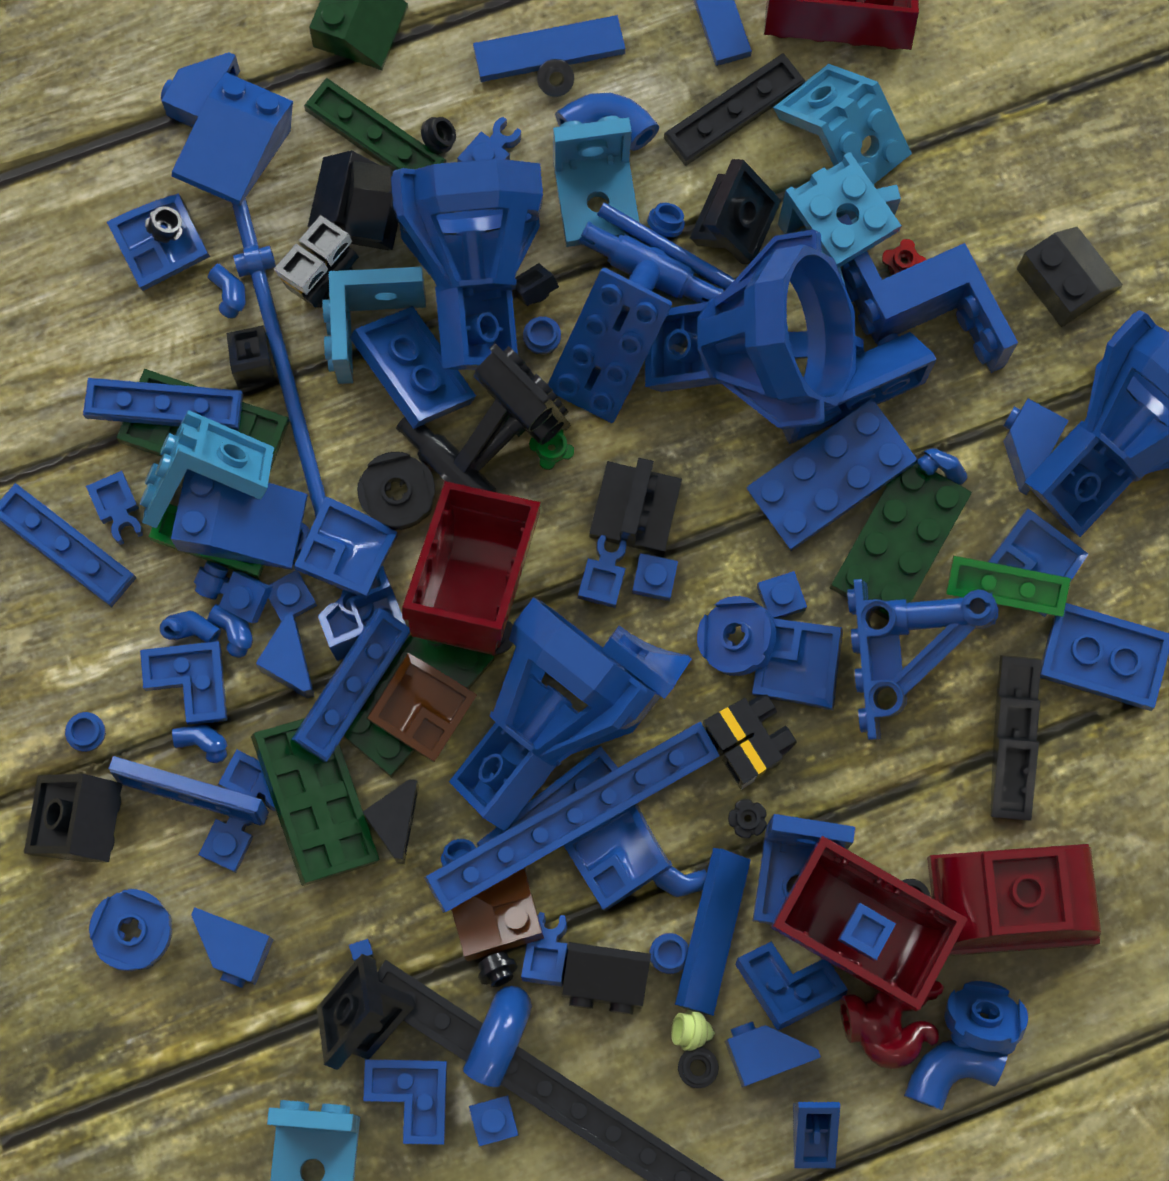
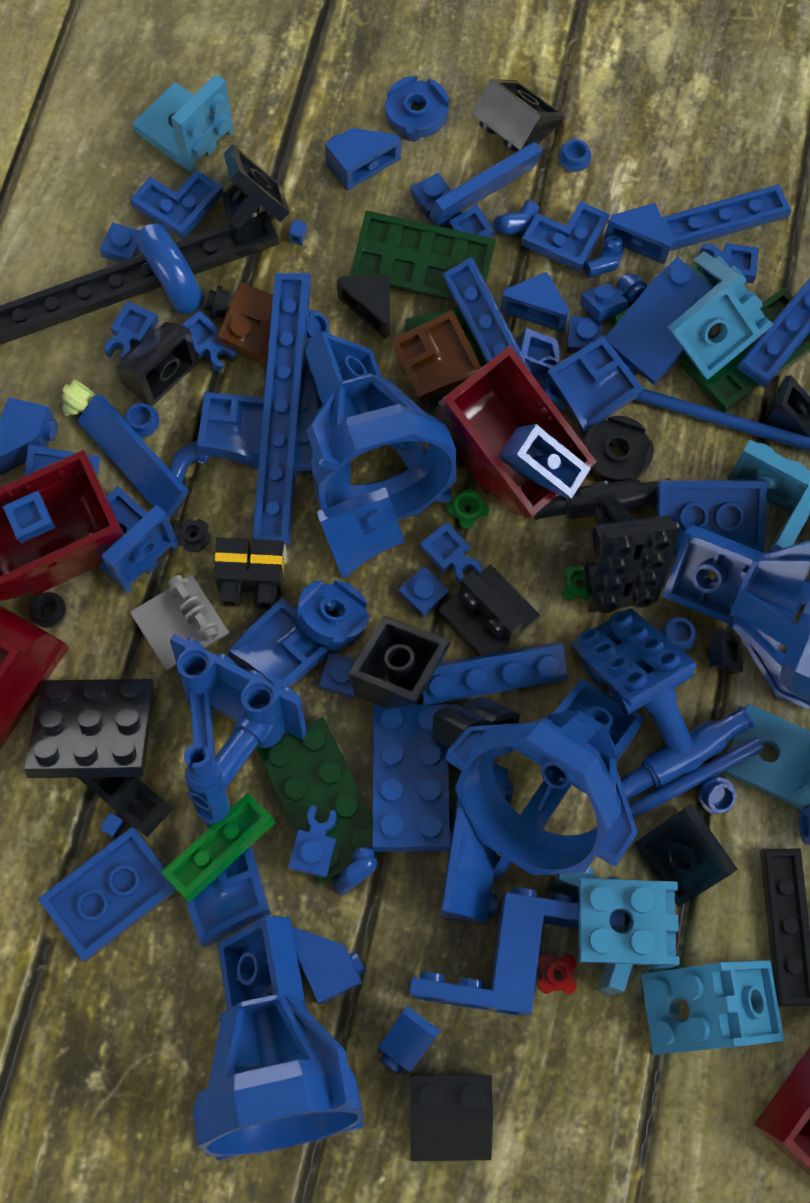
camera: 125 degrees right, 5 degrees down
(137, 606) = (642, 232): none -> blue slope
(237, 630) = (577, 283): blue arm -> none
(488, 517) = (544, 460): none -> blue slope
(557, 583) = (468, 499): none -> green plate
(580, 1034) = (130, 328): none -> blue plate
(690, 467) = (496, 673): none -> blue plate
(710, 1073) = (44, 382): black plate -> none
(748, 537) = (396, 664): none -> black slope
(755, 443) = (453, 720): none -> black brick
(836, 771) = (178, 611): none -> light grey hinge
(950, 508) = (314, 849): none -> blue plate
(988, 768) = (90, 728): none -> black plate
(1041, 336) = (407, 1041): none -> blue slope
(1050, 696) = (112, 825): none -> blue piece

